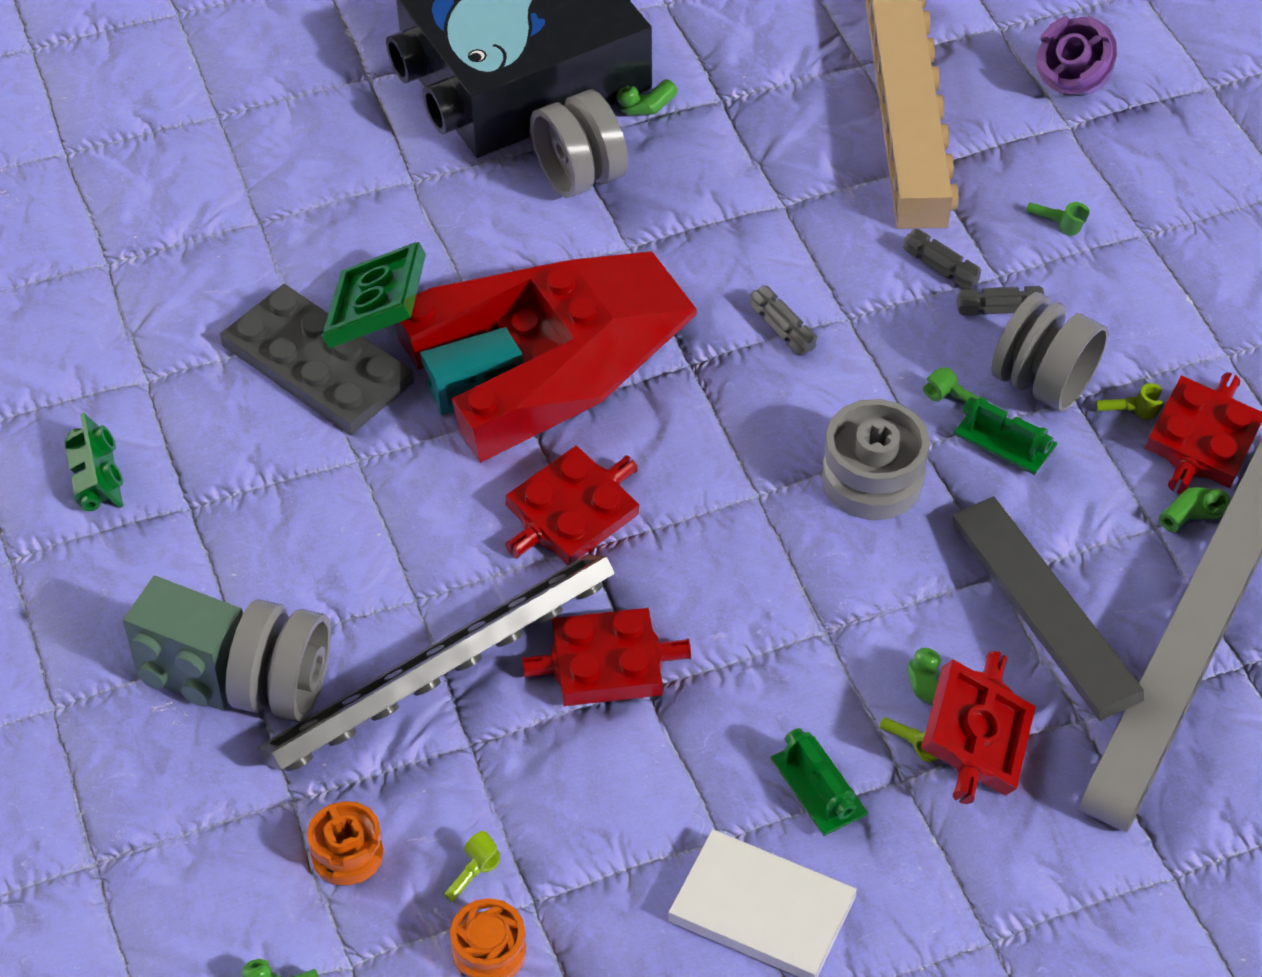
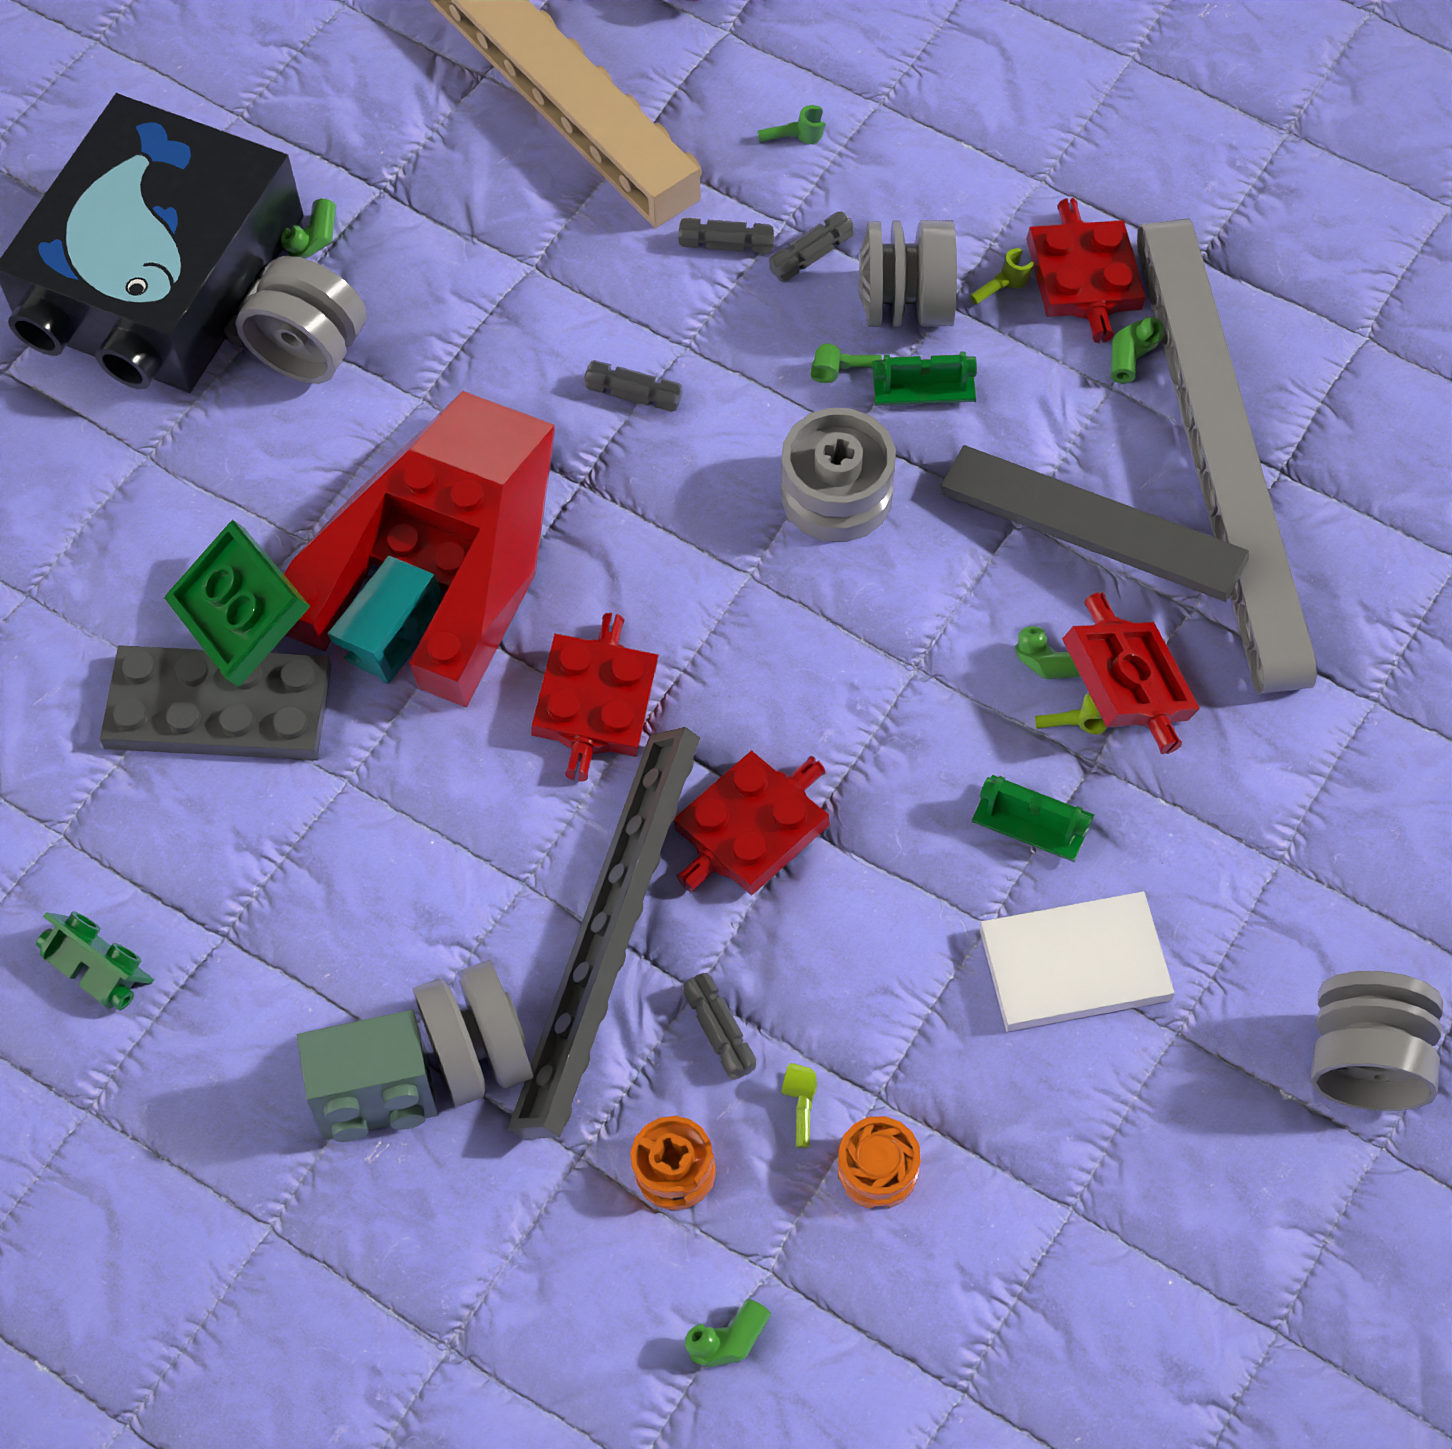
camera: 35 degrees left, 10 degrees up
(461, 777) = (719, 1026): none -> dark grey axle

